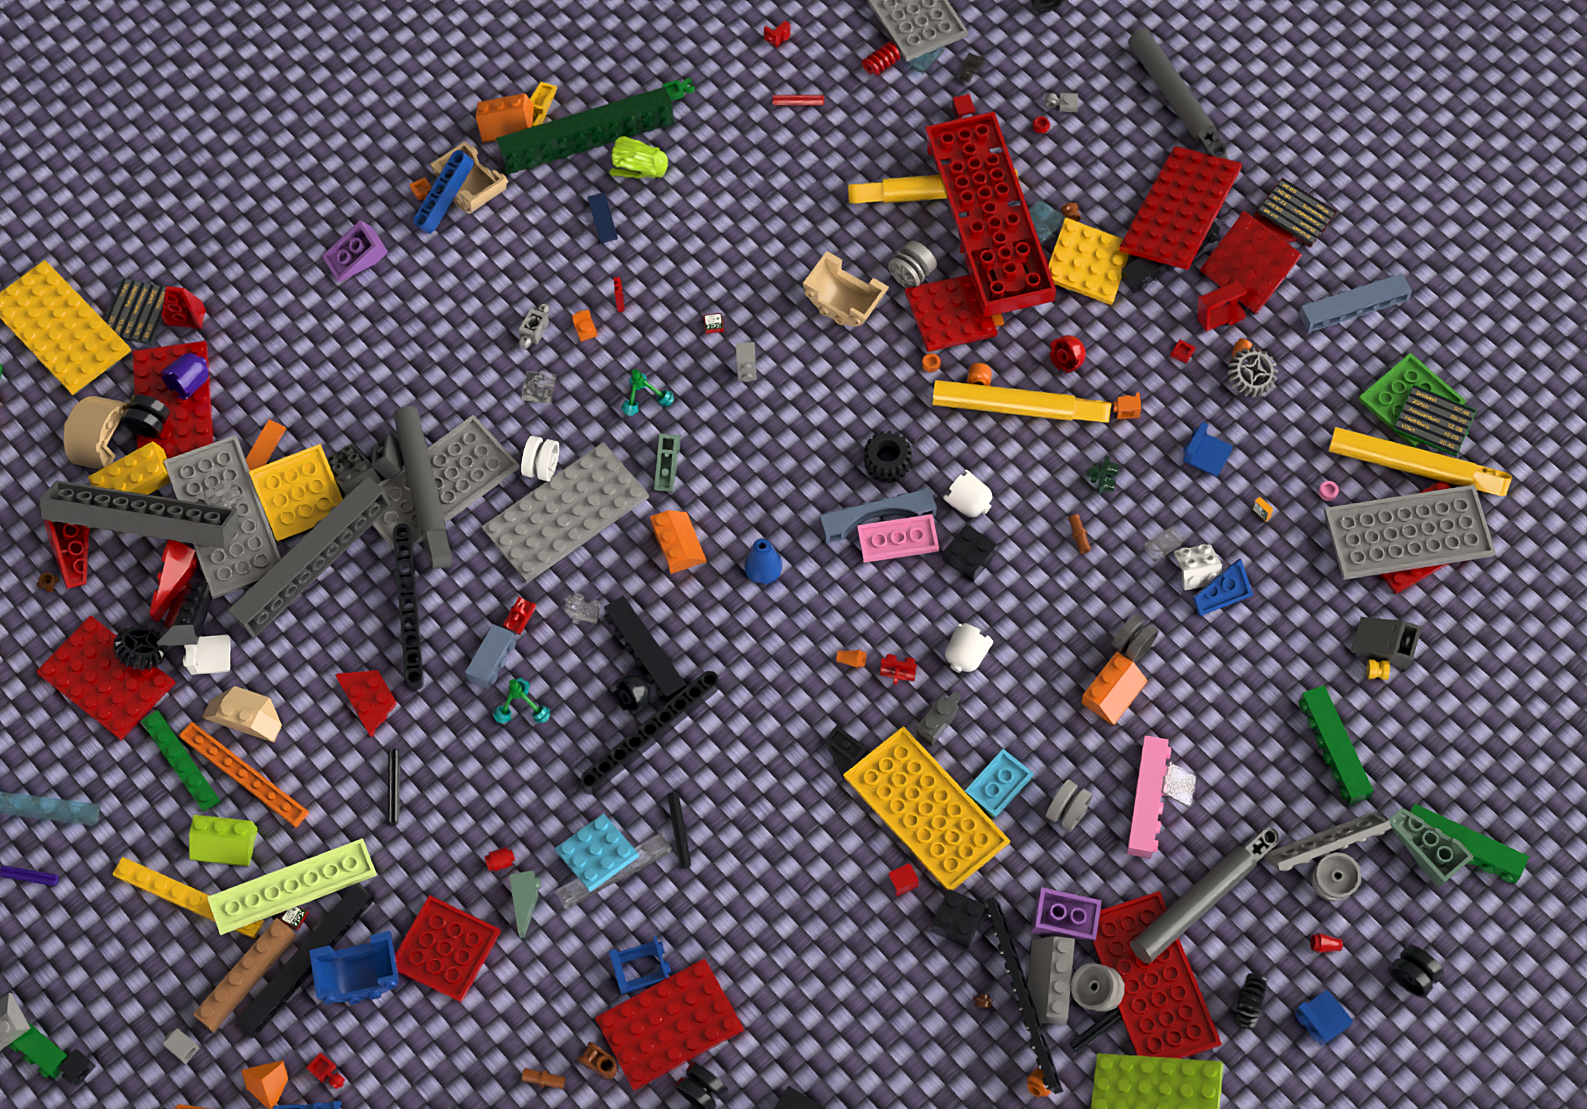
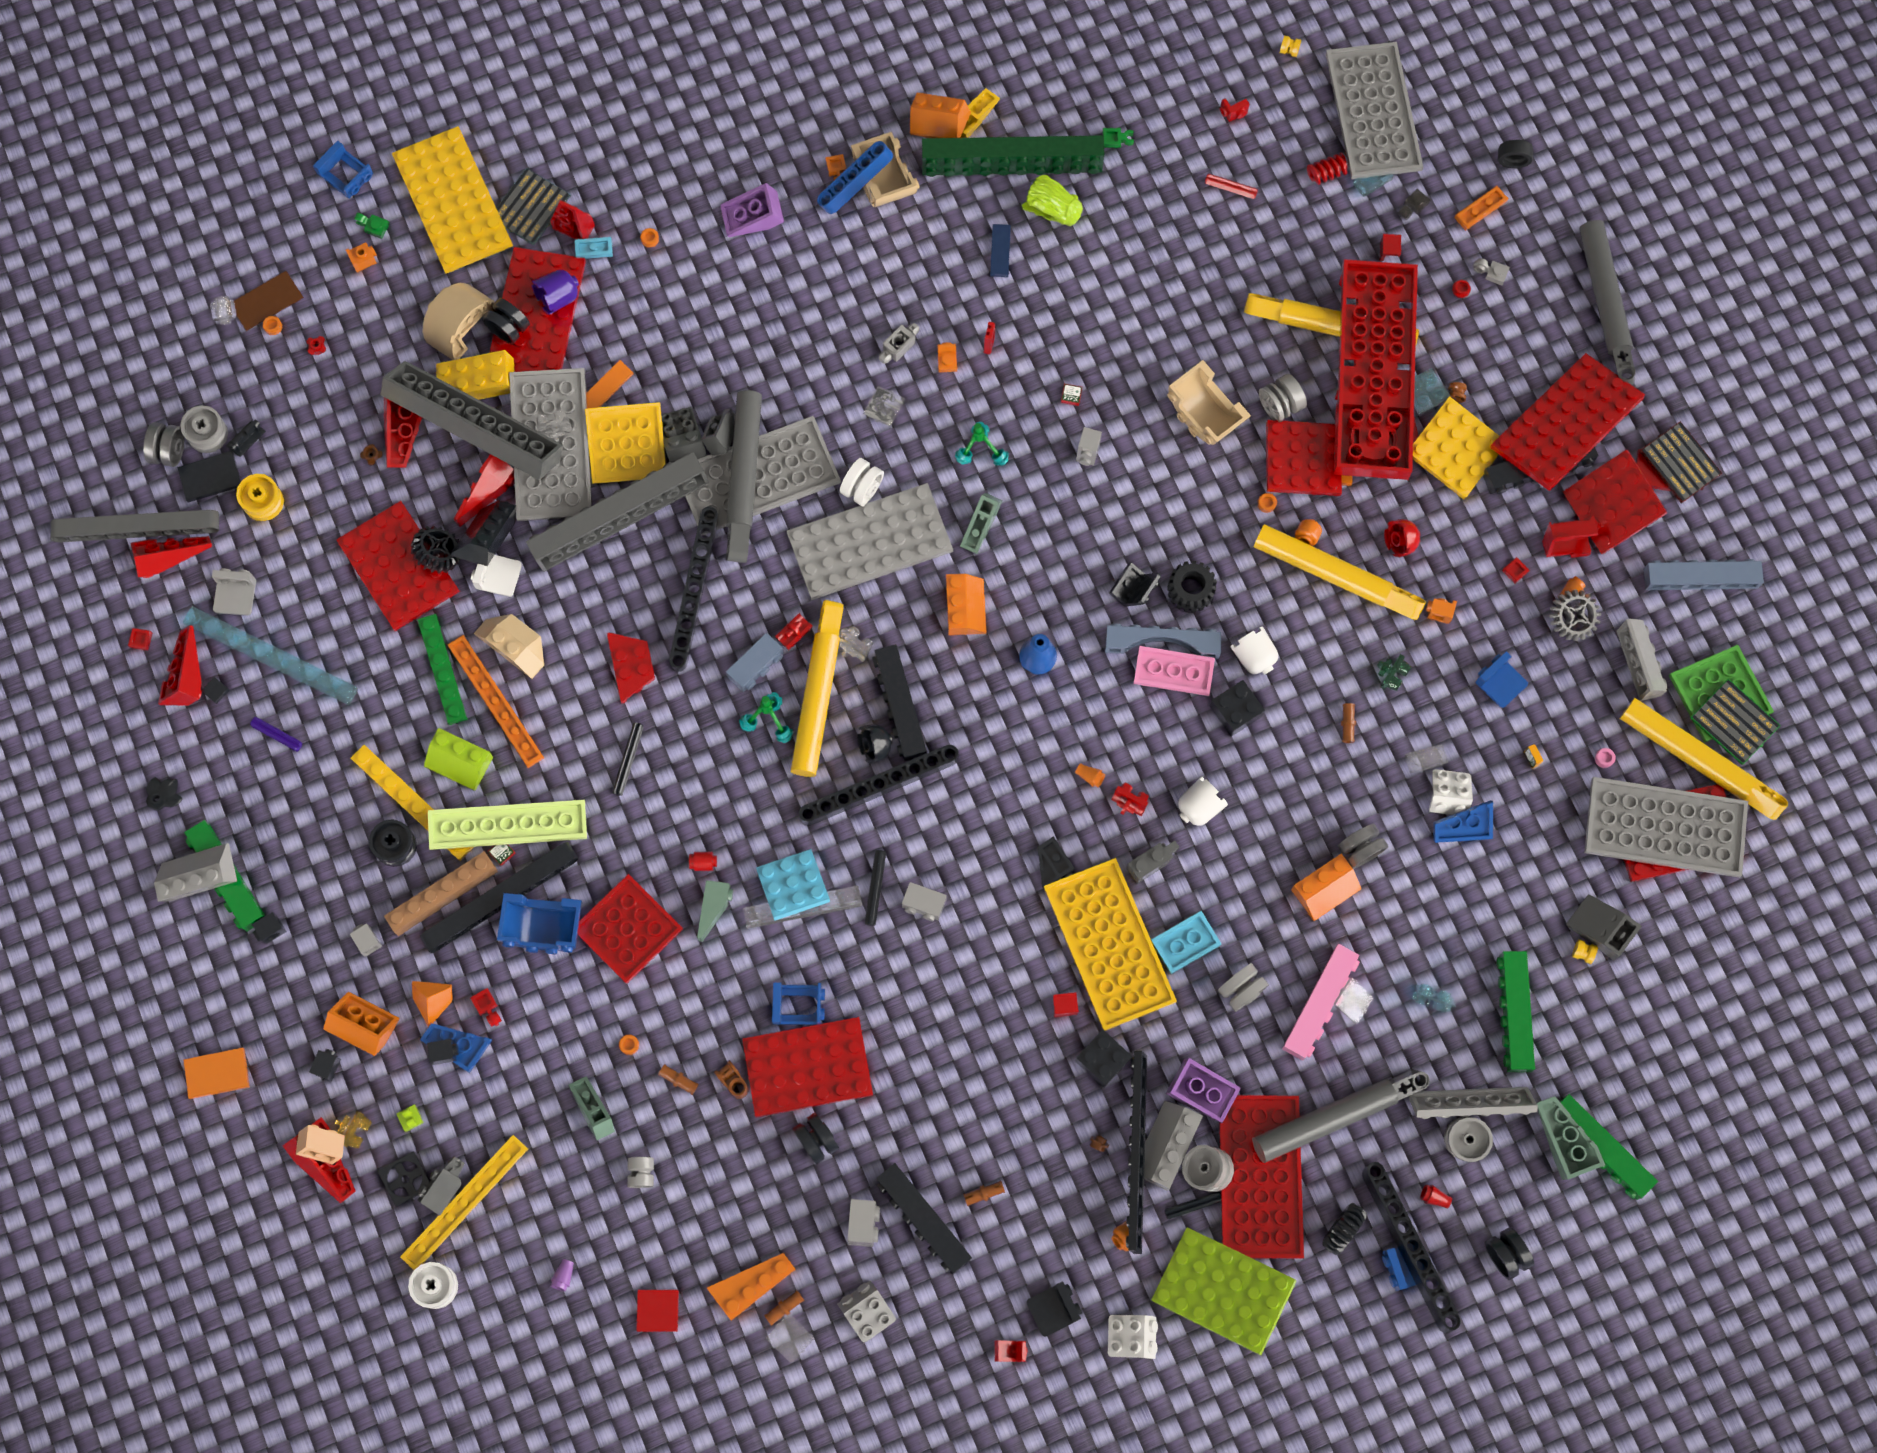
camera: 15 degrees right, 10 degrees up
(180, 941) = (386, 834): none -> black wheel
(211, 328) = (594, 247): none -> medium azure plate
(262, 304) = (649, 237): none -> orange tile
(482, 1061) = (629, 1044): none -> orange tile
(561, 664) = (817, 691): none -> yellow piece
(731, 827) = (923, 901): none -> light grey brick
(833, 473) = (1134, 586): none -> black bracket
(887, 1087) = (984, 1193): none -> dark orange pin
(1033, 52) = (1481, 208): none -> orange tile
(1261, 758) = (1443, 998): none -> clear light blue hinge
(1322, 1007) = (1410, 1257): none -> black beam
(1327, 392) = (1641, 659): none -> light grey slope

